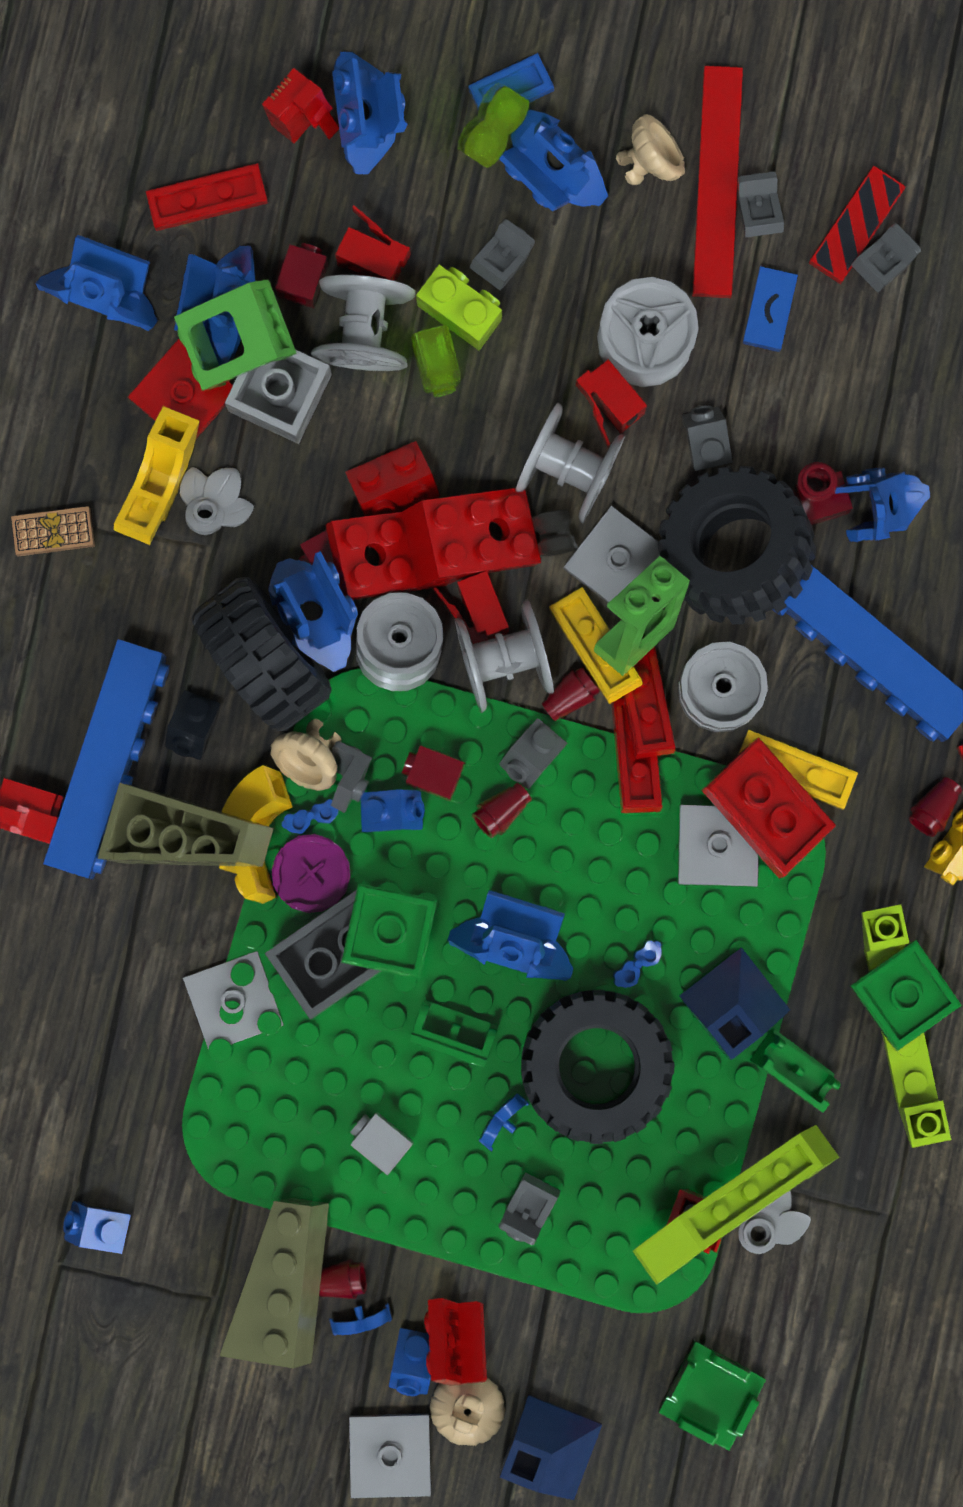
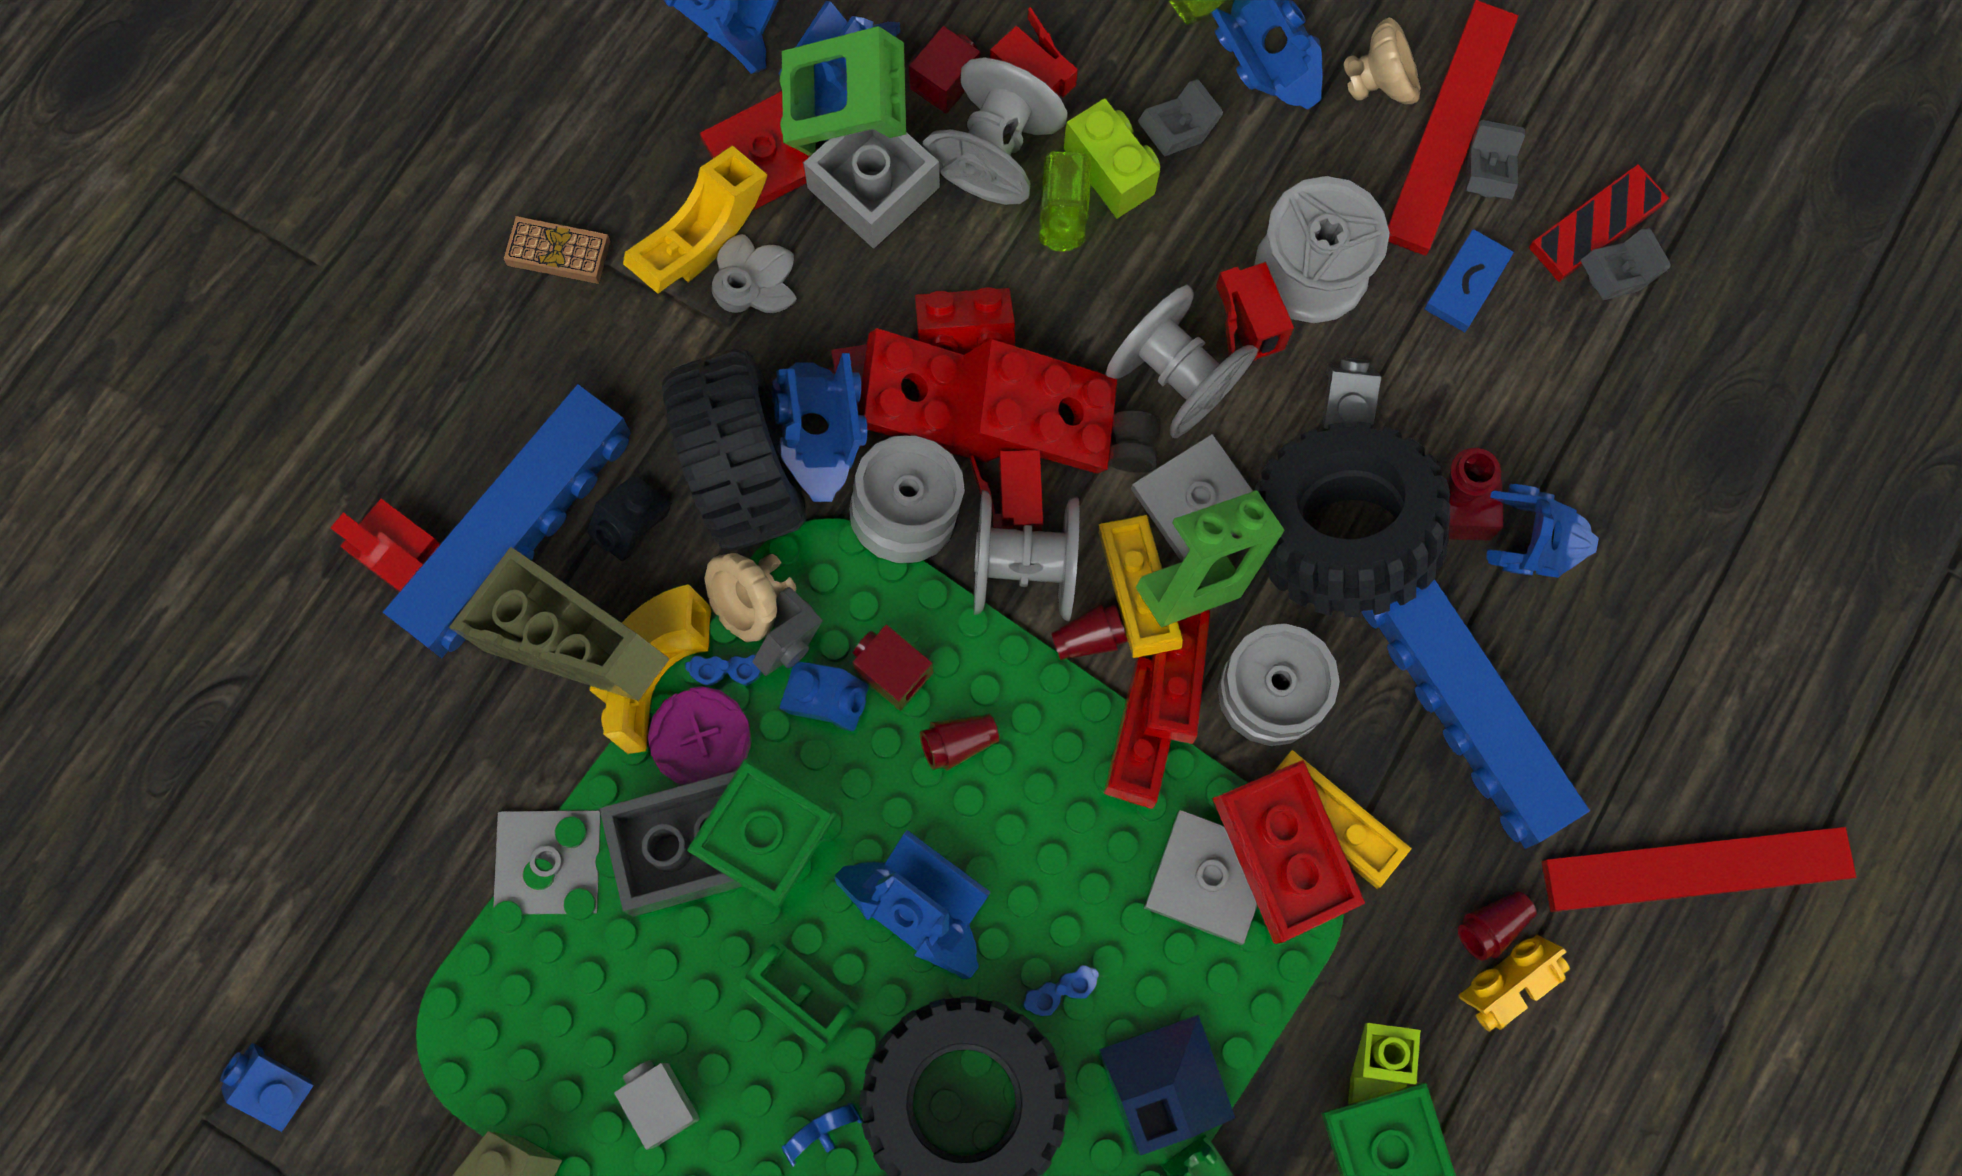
camera: 15 degrees right, 10 degrees down
(532, 753) = (1019, 685): dark grey bracket -> none

